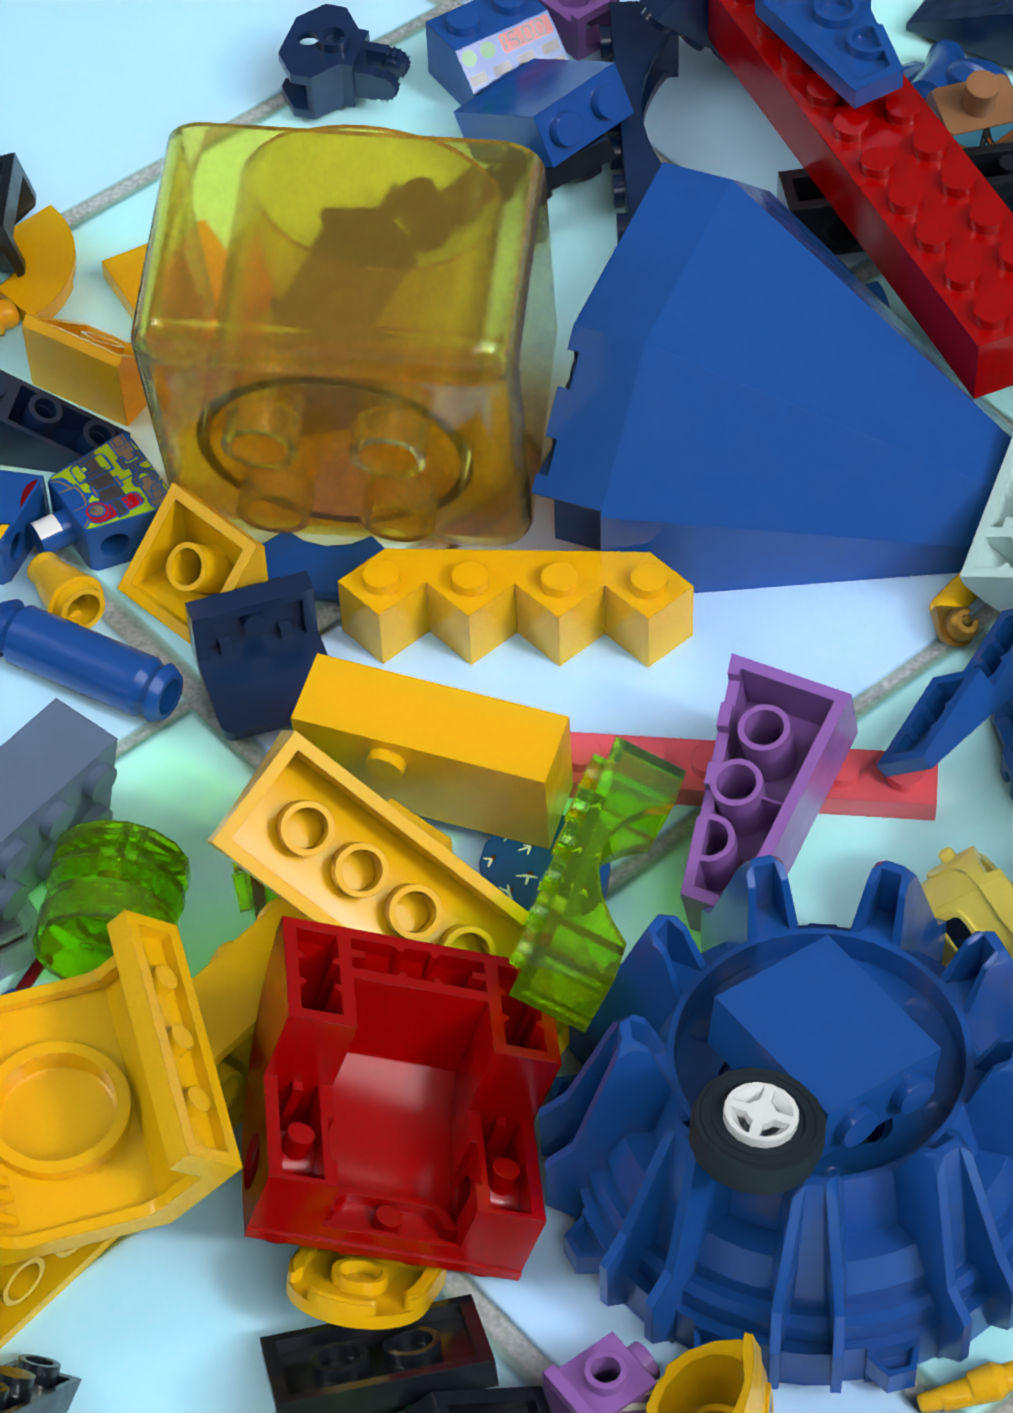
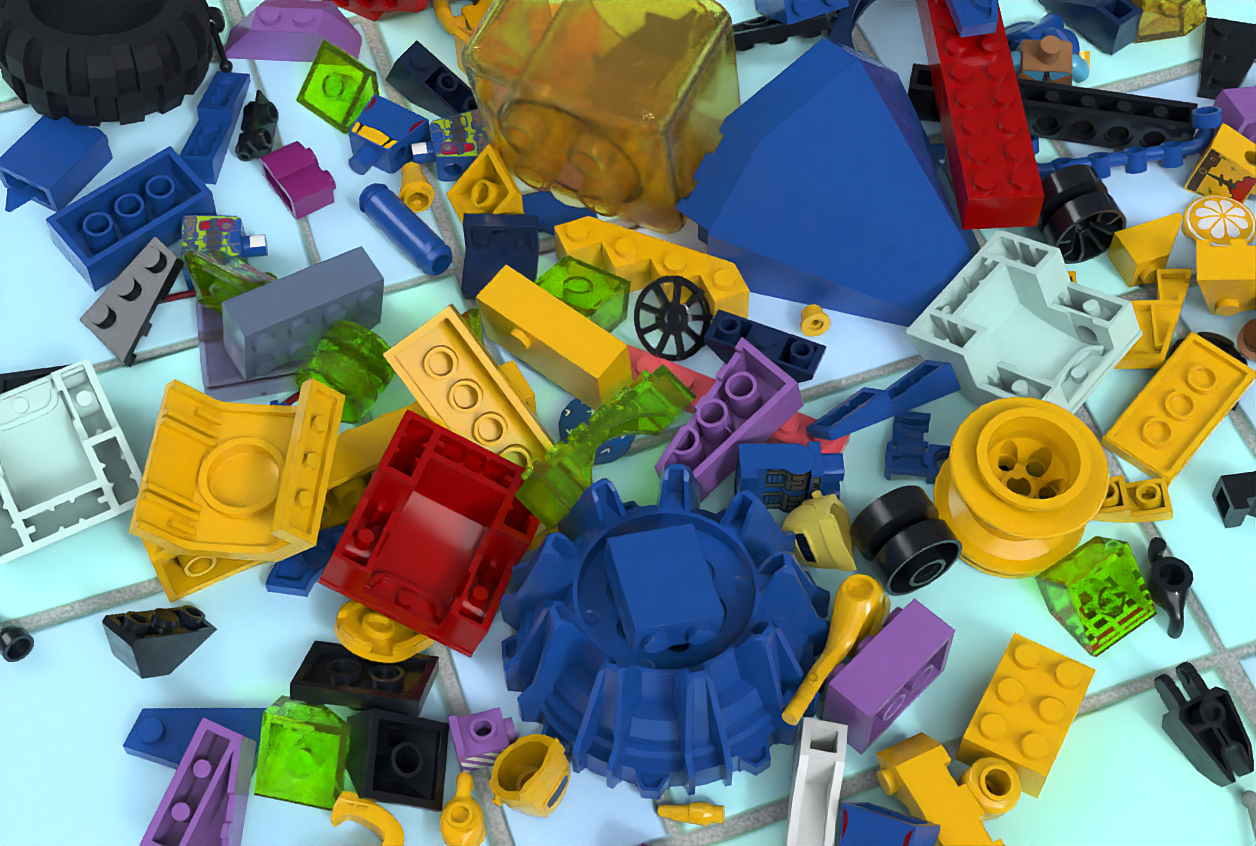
camera: 20 degrees right, 5 degrees up
(178, 1250) = (301, 571): none -> blue tile
(441, 653) = (589, 291): none -> clear neon green slope
(589, 665) = (673, 317): none -> black wheel
(697, 660) = (789, 352): none -> dark blue slope
(754, 1103) = (585, 609): black wheel -> none
(802, 605) = (814, 321): none -> yellow piece
(890, 824) = (787, 473): none -> blue hips
(951, 614) = (898, 354): pearl gold arm -> none

